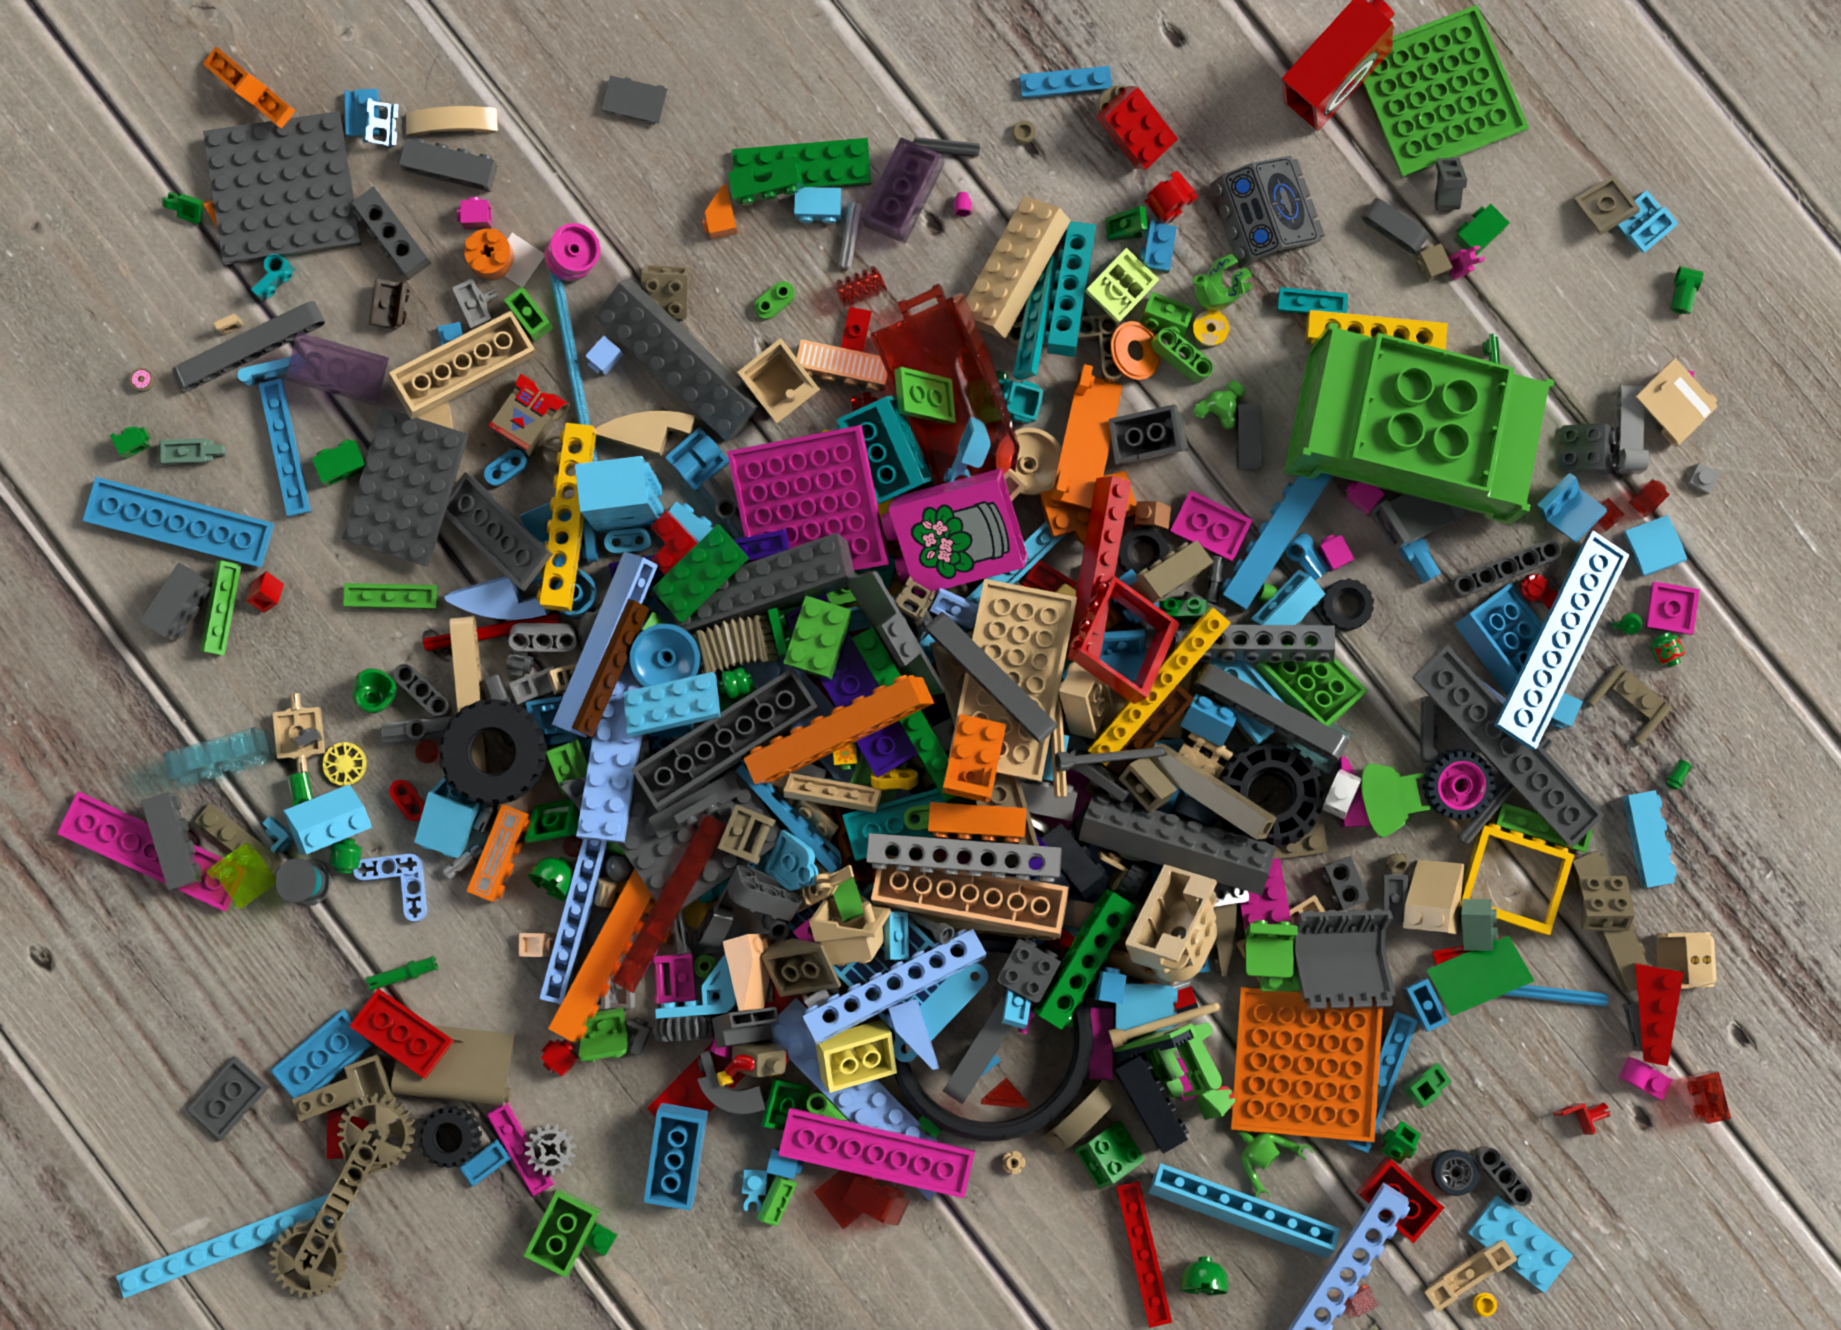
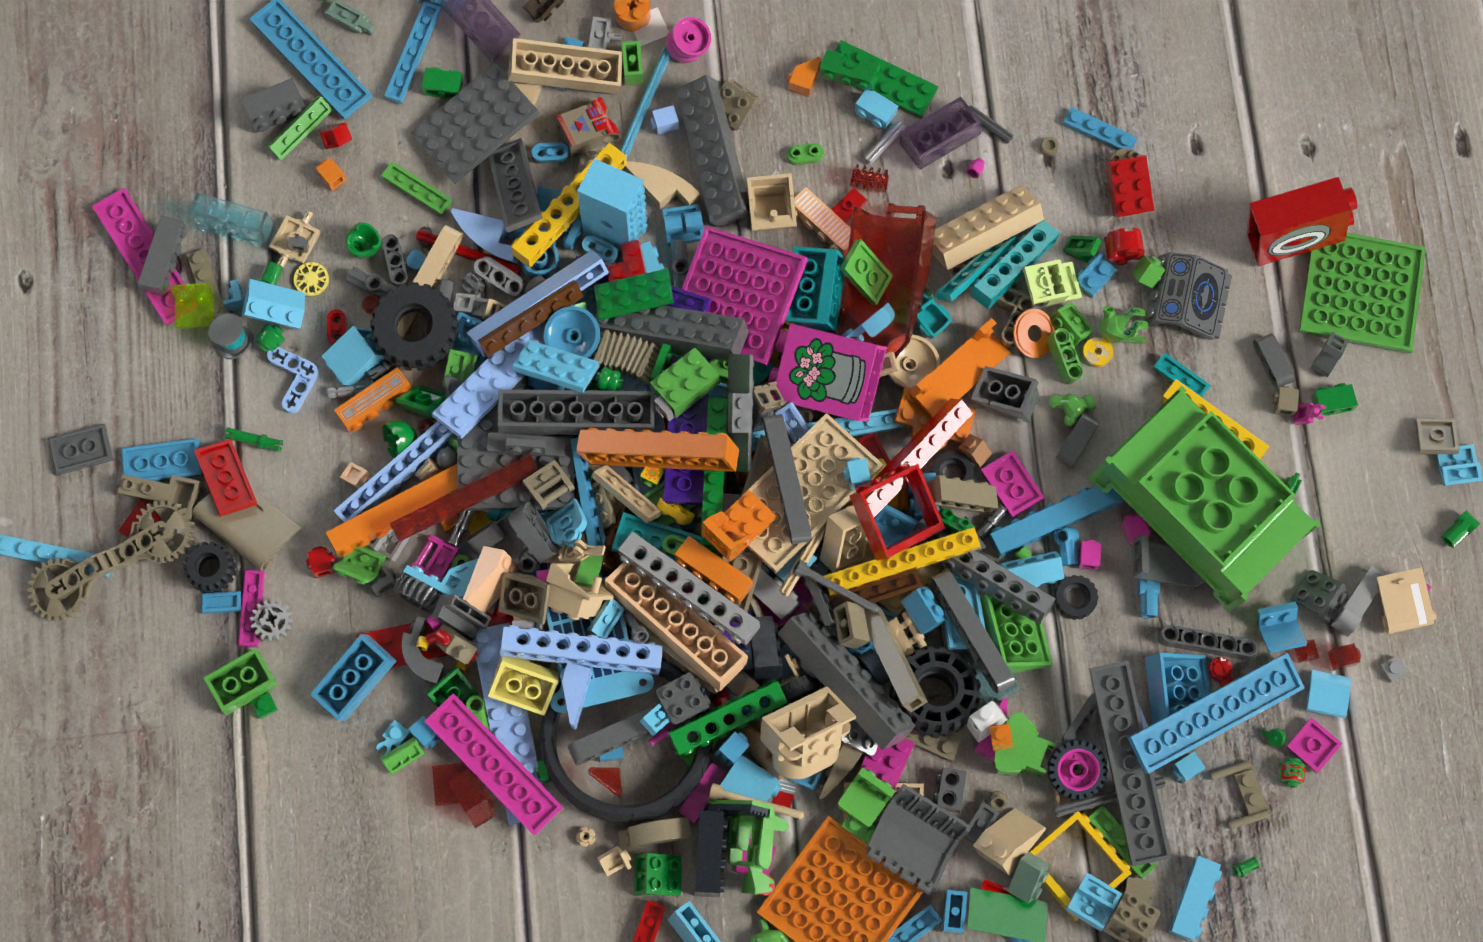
camera: 30 degrees right, 10 degrees down
(288, 637) = (330, 173): none -> orange brick
(442, 674) = (415, 260): none -> dark azure tile
(814, 681) = (663, 409): none -> light grey plate
(1058, 625) = (857, 473): none -> medium azure brick
(1058, 1168) = (614, 860): none -> tan bracket
(1212, 209) = (1148, 271): none -> bright green brick
(1368, 804) = (1001, 737): none -> orange brick
(1556, 908) = (1093, 902): none -> medium azure slope

